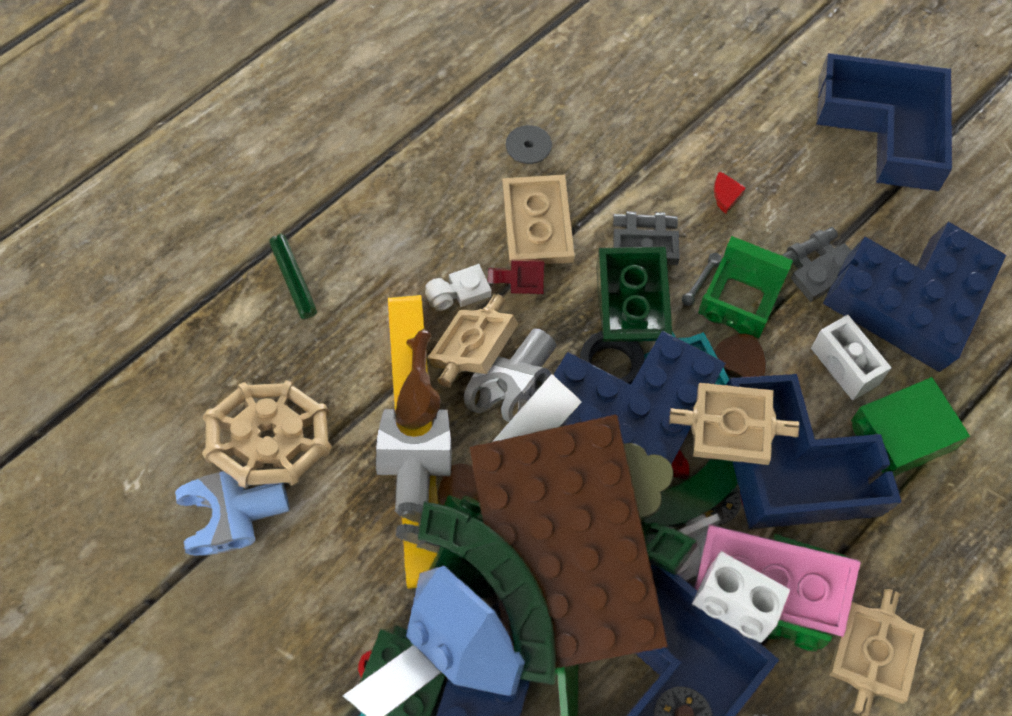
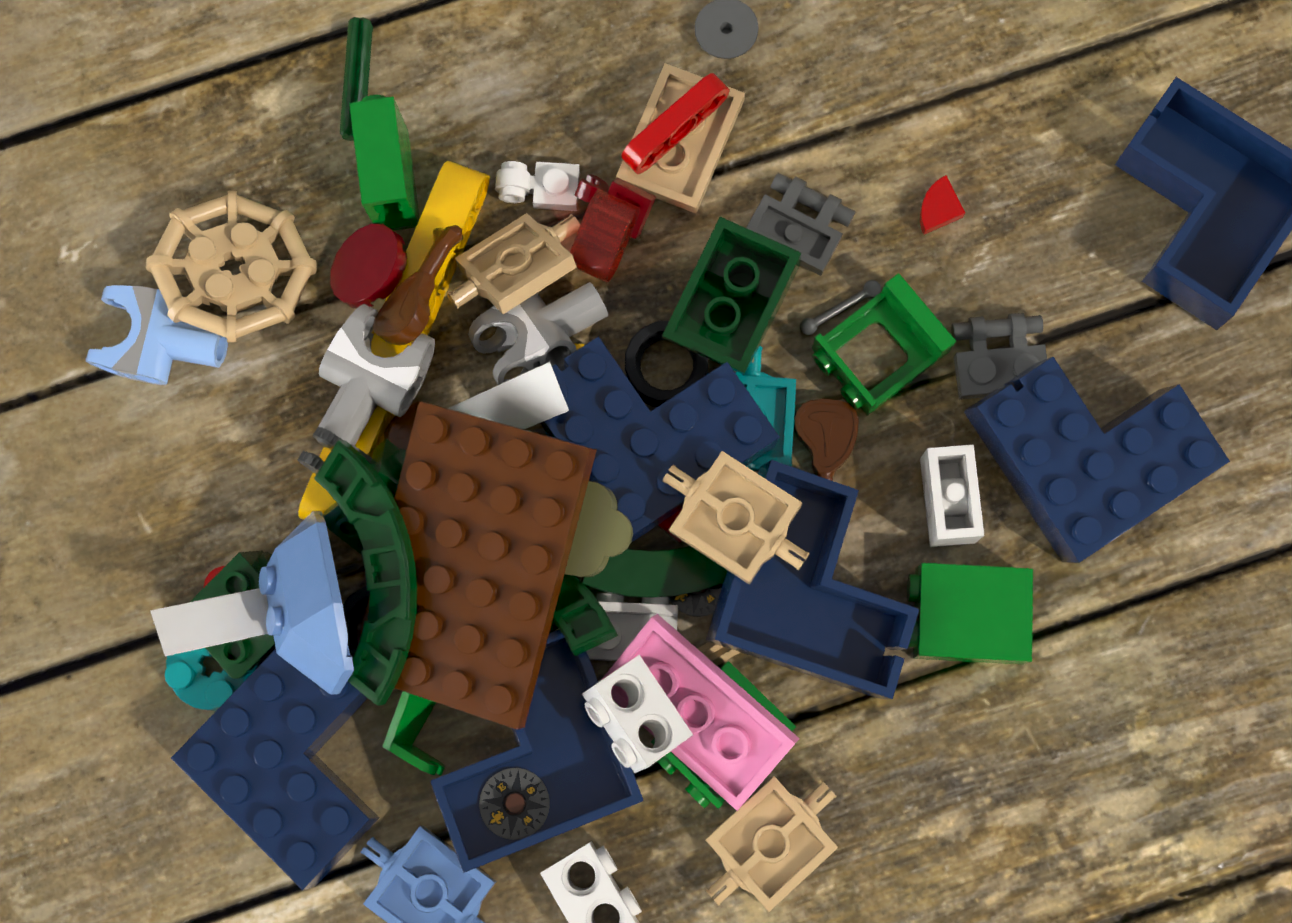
camera: 35 degrees right, 15 degrees up
(348, 315) = (384, 162): none -> green brick
(368, 389) = (368, 265): none -> dark red tile
(524, 296) = (604, 235): none -> clear red beam
(533, 208) = (675, 123): none -> red beam

